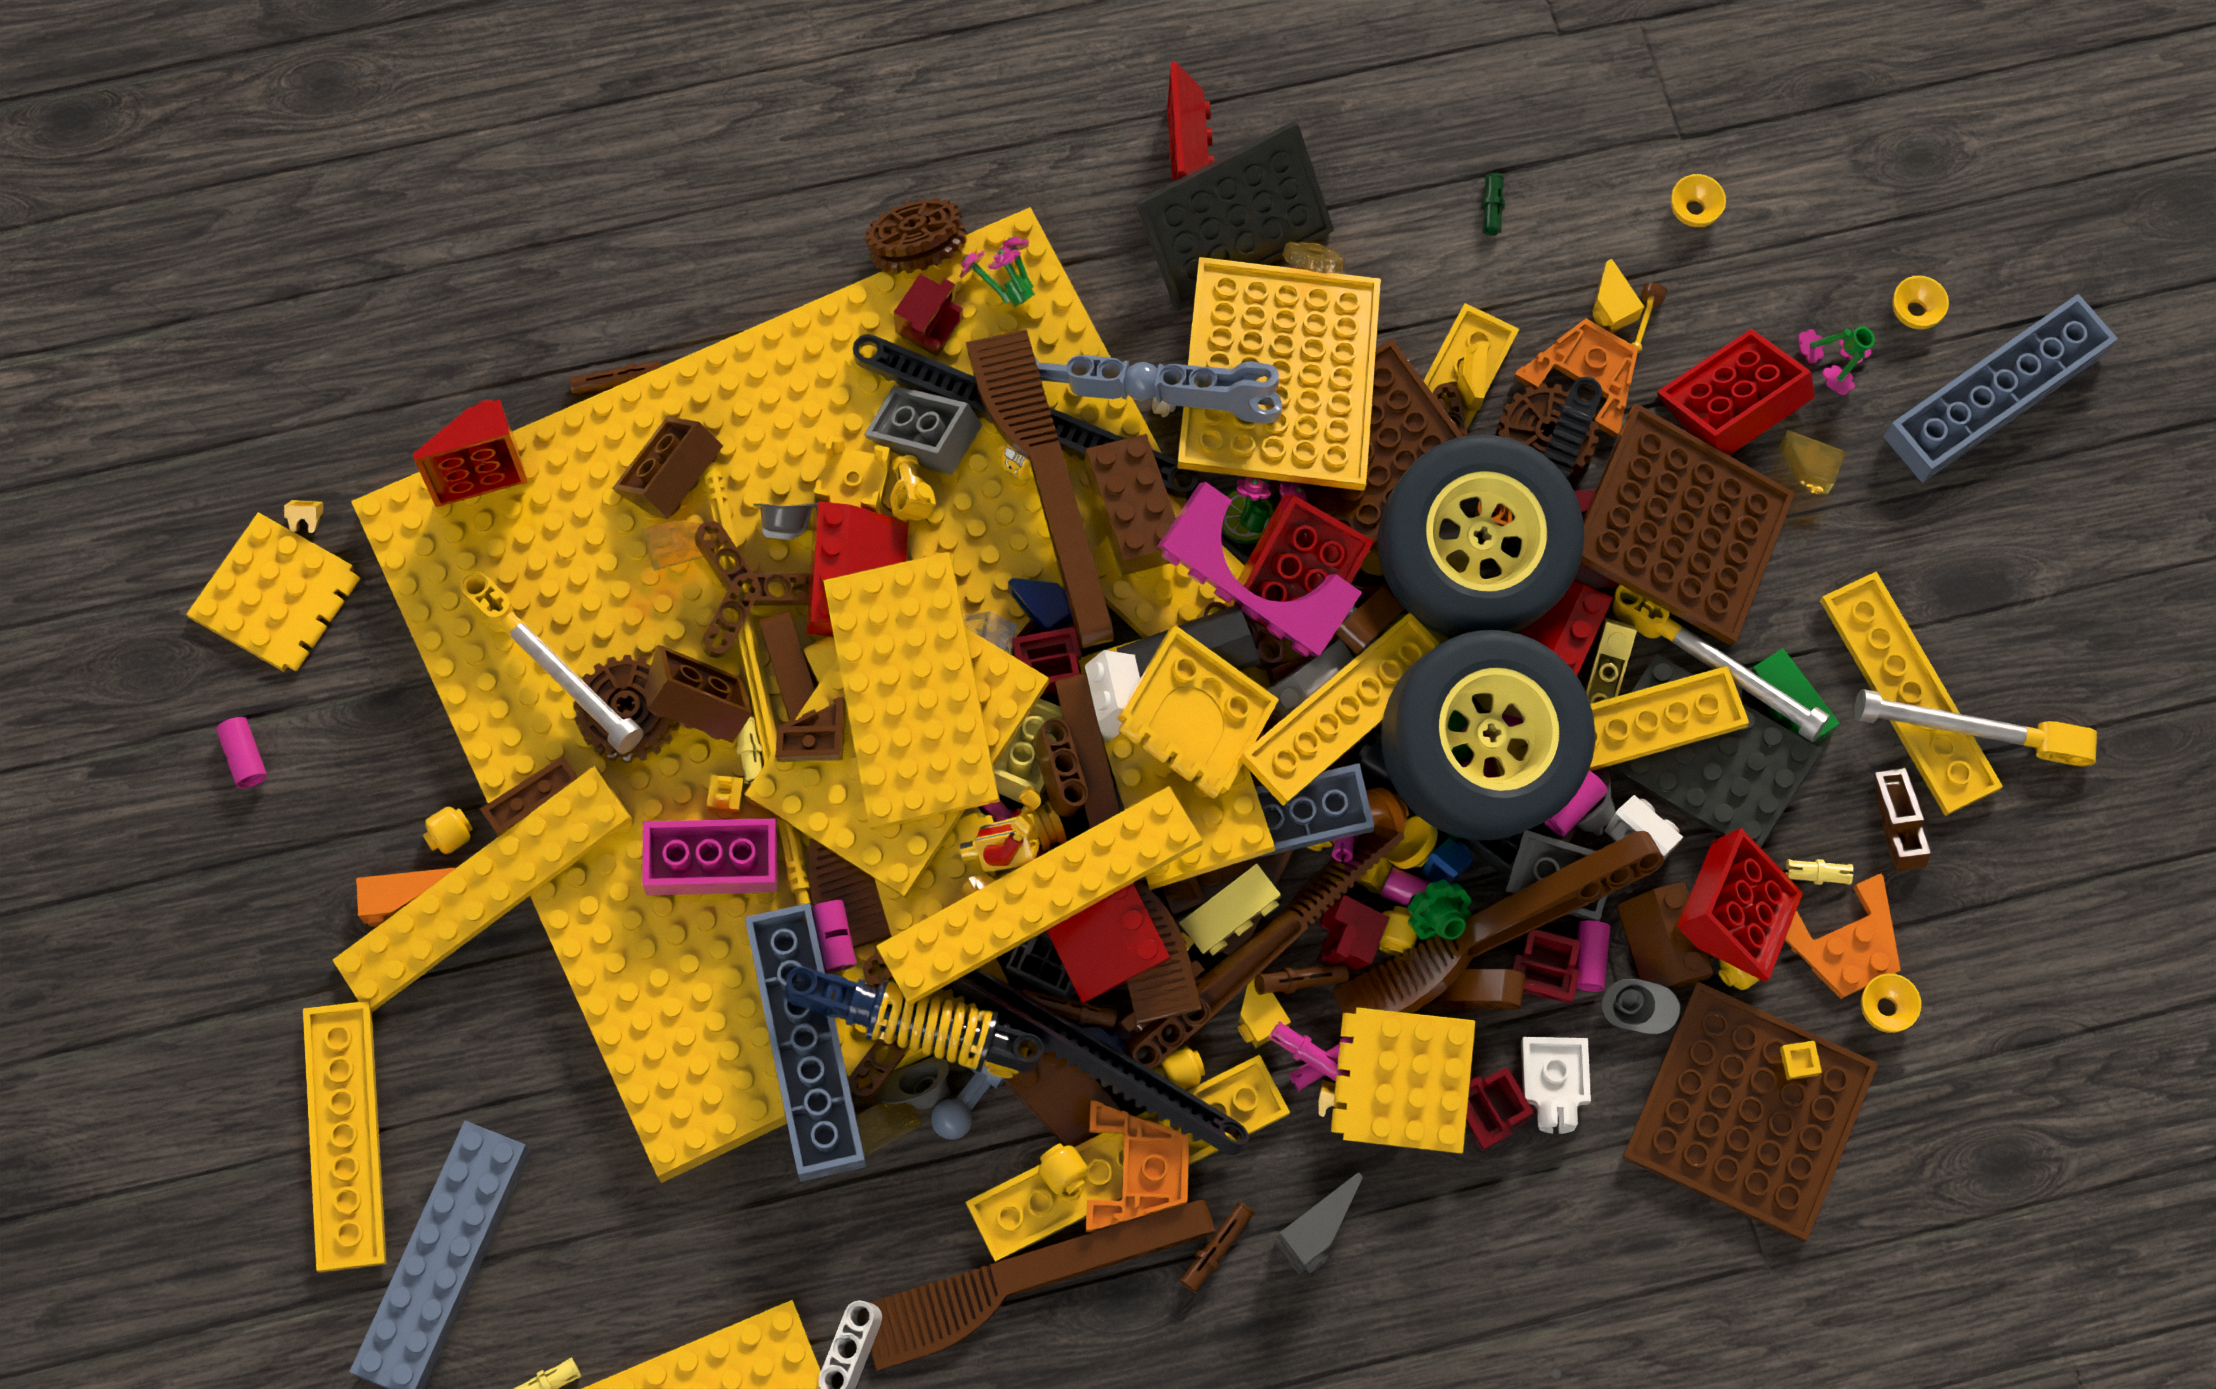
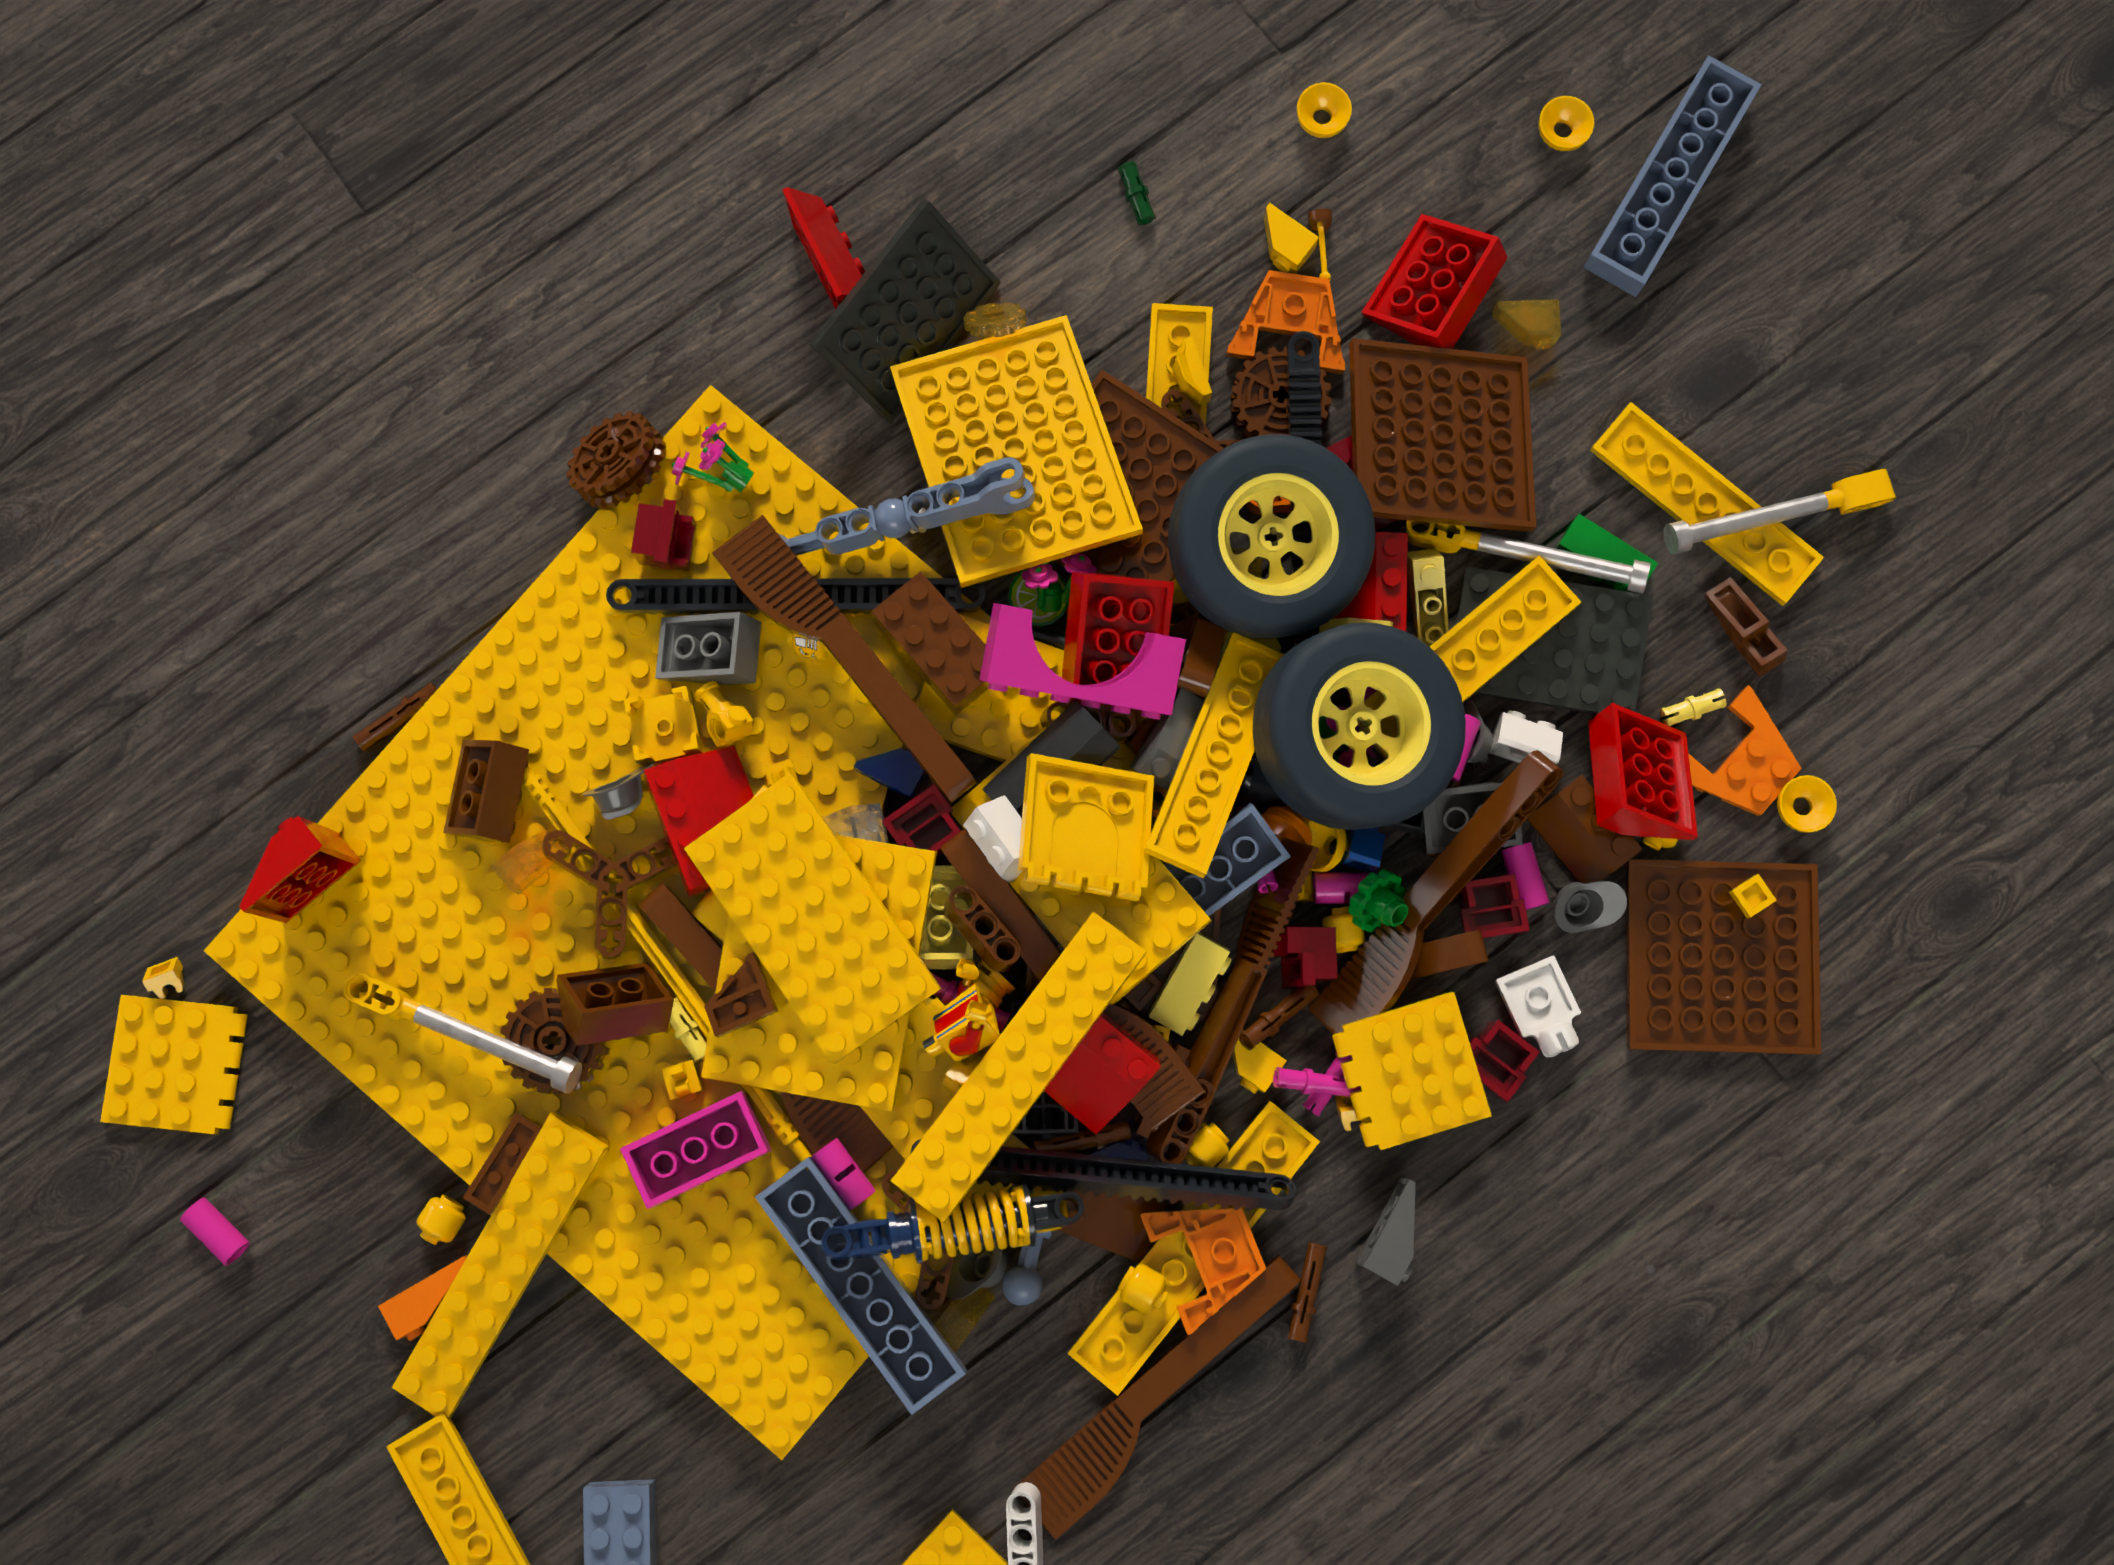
camera: 20 degrees left, 10 degrees up
(1854, 345) = (1524, 192): plant -> none

